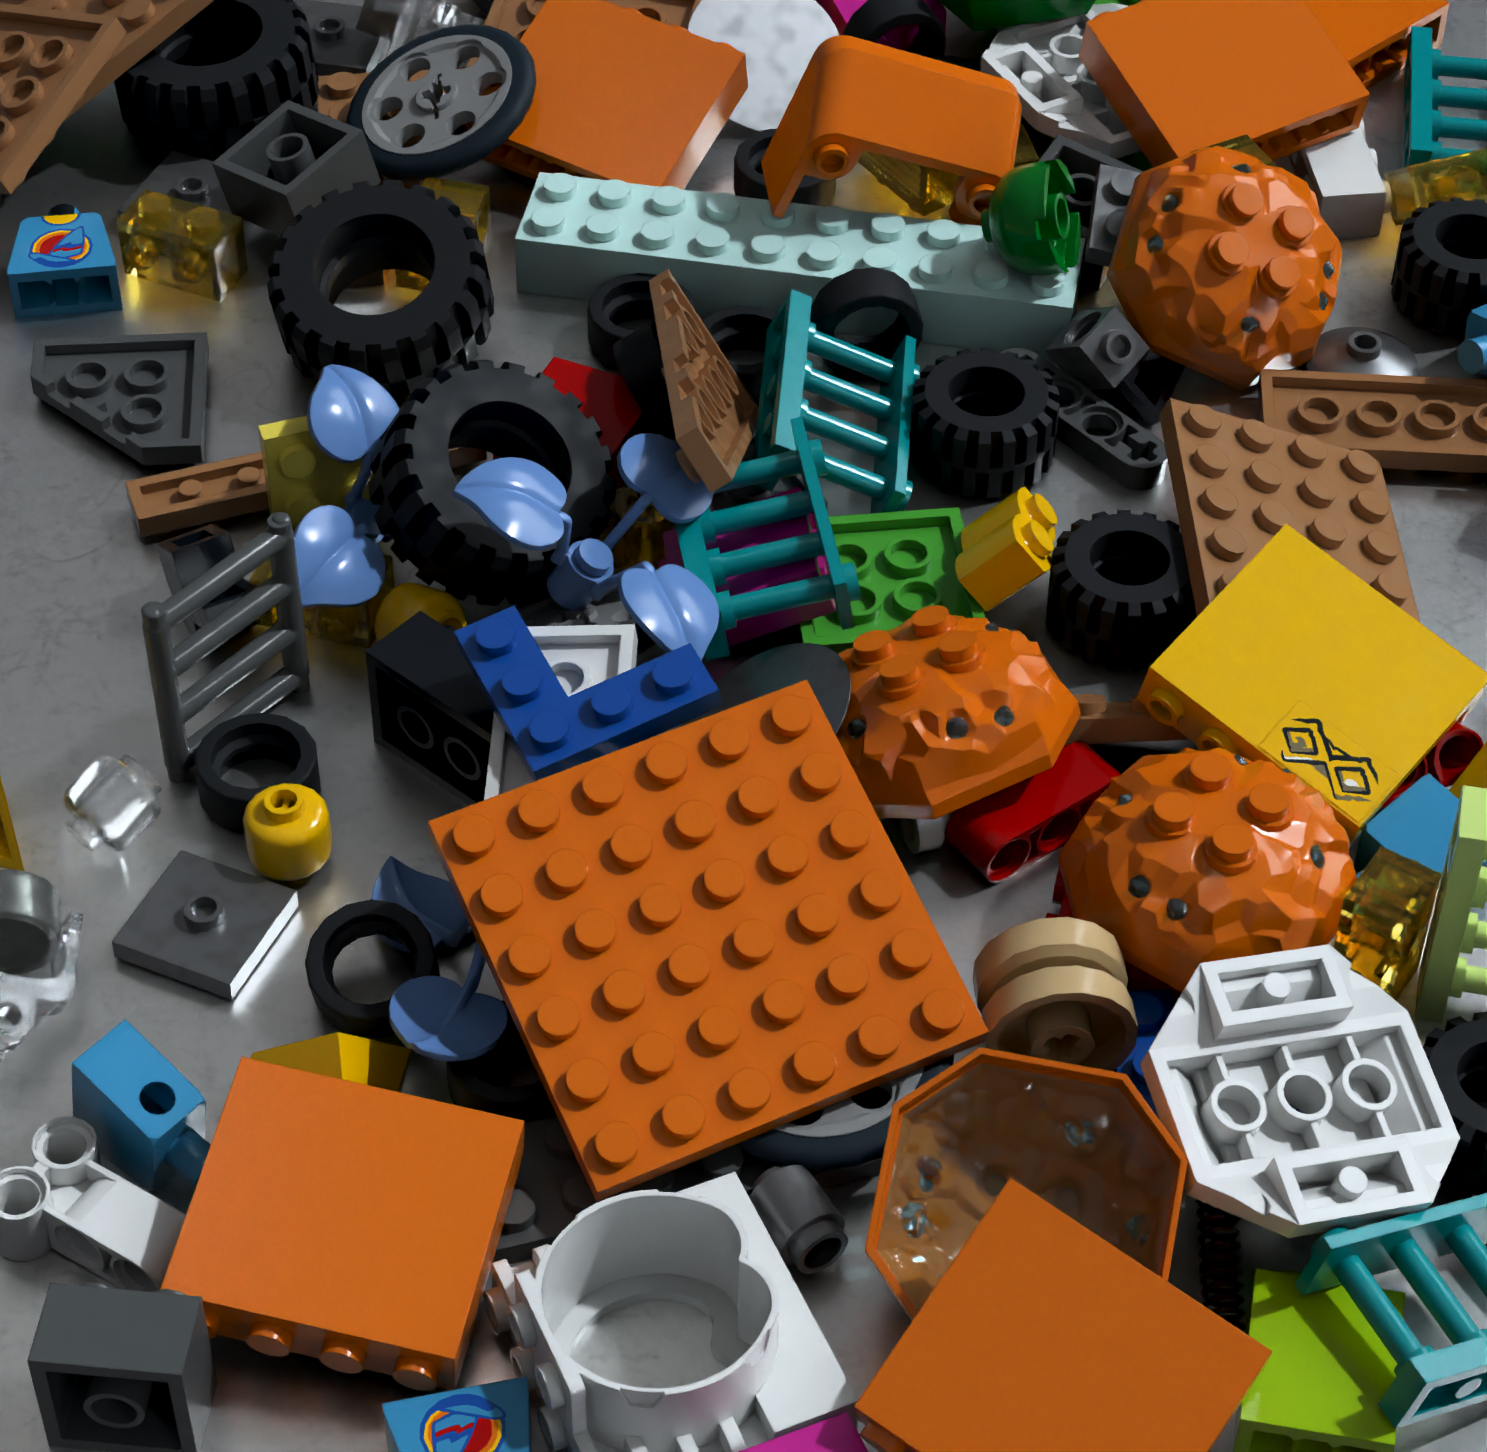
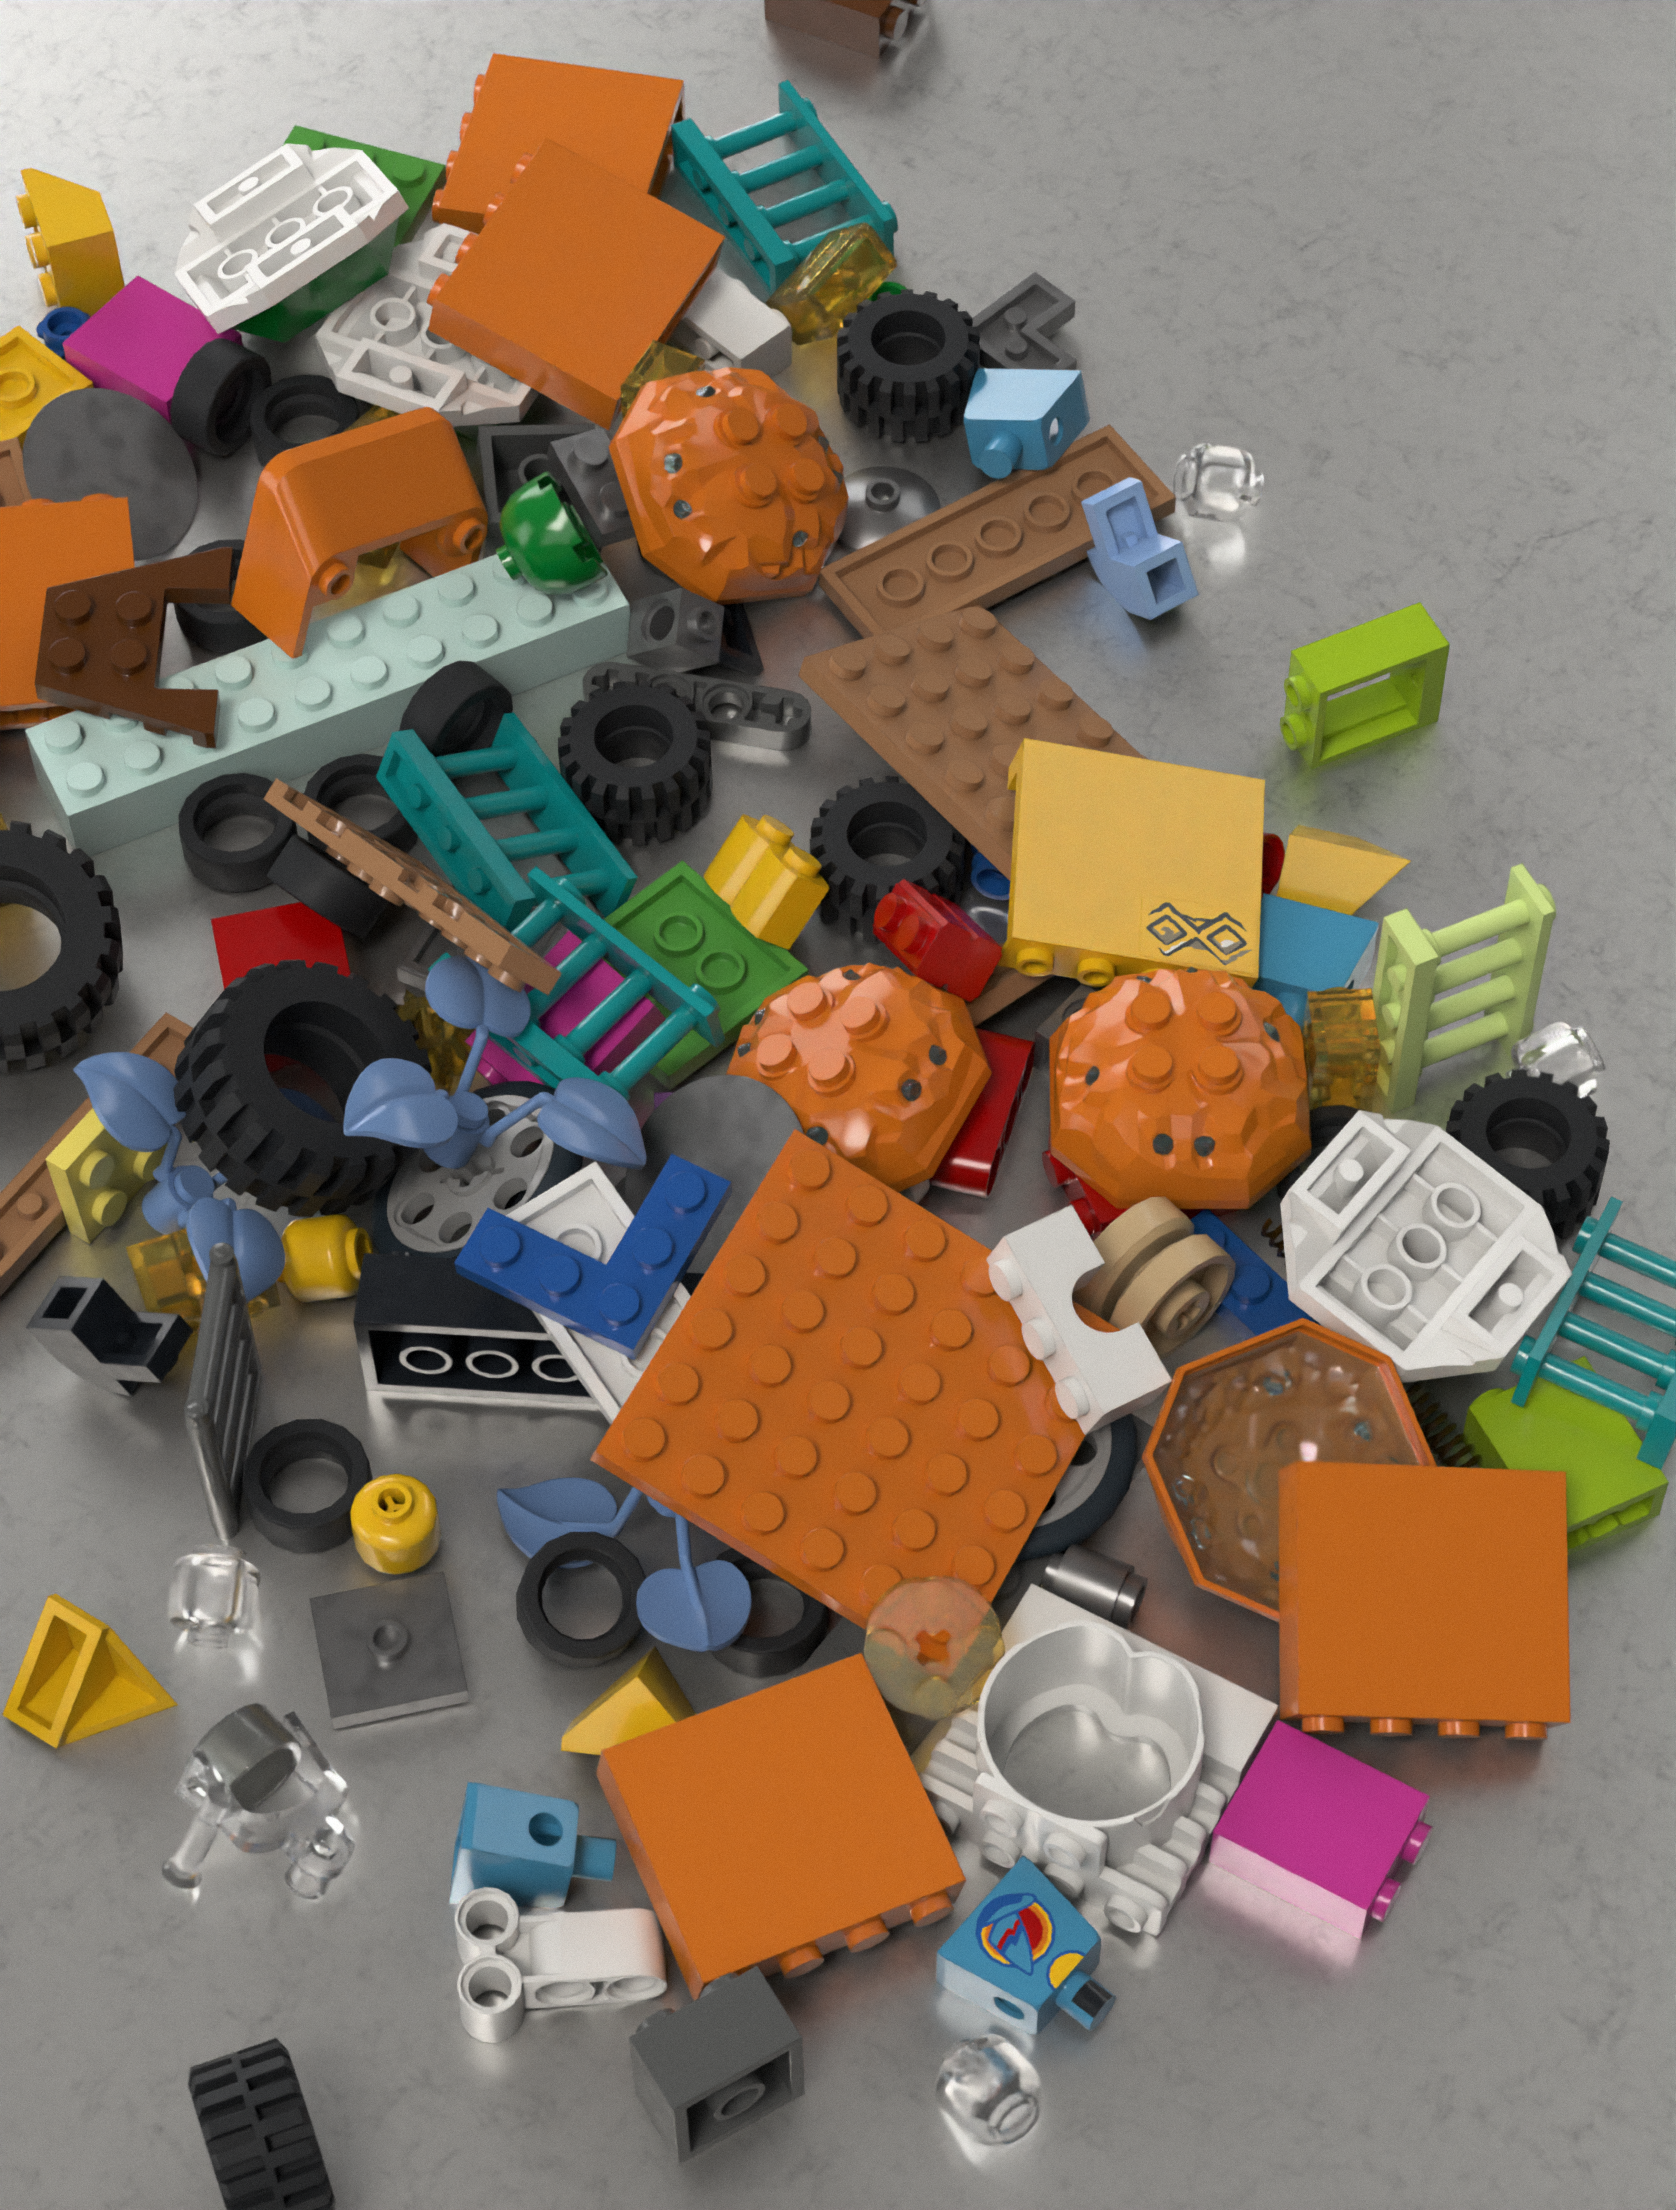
camera: 35 degrees left, 10 degrees up
(552, 1132) = (932, 1604): none -> clear yellow plate
(648, 135) = (107, 643): none -> reddish brown wing
(931, 907) = (1094, 1371): none -> white arch
(1096, 648) = (936, 940): none -> red brick

